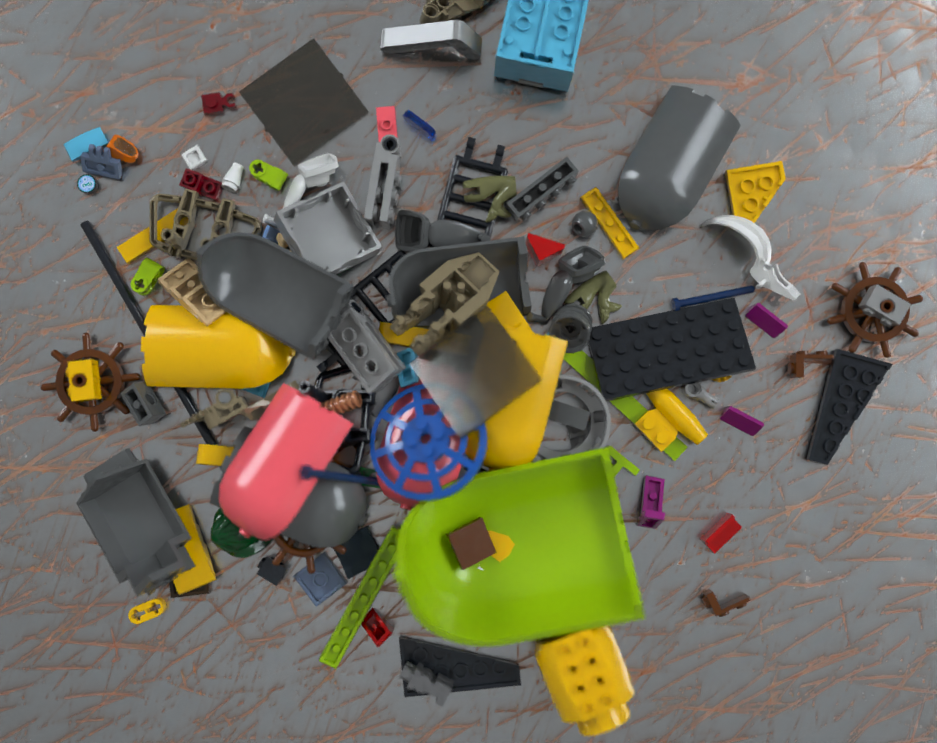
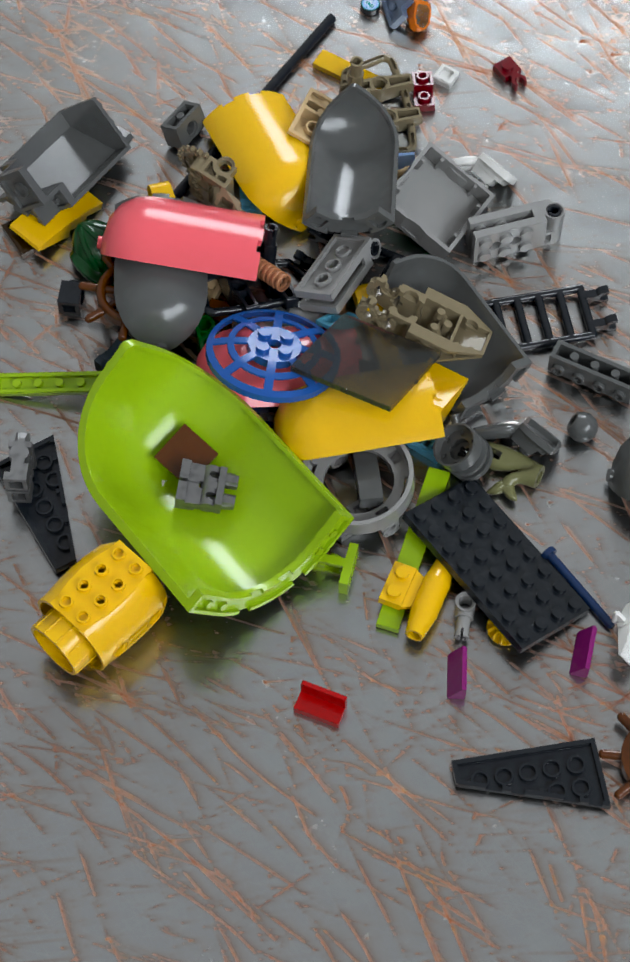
camera: 70 degrees right, 25 degrees down
(86, 382) = (180, 70): reddish brown brick -> none
(147, 274) = (307, 78): lime piece -> none
(232, 179) = (442, 111): white cone -> none
(270, 175) = (465, 136): lime piece -> none
(303, 102) = (555, 141): clear smoke piece -> none
(307, 472) = (196, 288): dark blue bar -> none
(323, 582) = (81, 345): sand blue tile -> none
(377, 627) = (54, 414): red slope -> none
(386, 121) = (578, 216): coral plate -> none
(415, 232) = (485, 278): dark grey piece -> none
(419, 124) = (591, 253): clear blue tile -> none
(487, 186) = (565, 319): olive piece -> none
(511, 536) = (210, 494): none -> flat silver hips
(543, 249) = (529, 396): red slope -> none
(609, 223) = (598, 455): yellow tile -> none
(652, 503) = (315, 615): magenta bracket -> none
(711, 603) = (235, 727): reddish brown bracket -> none
(796, 364) = (550, 703): reddish brown bracket -> none

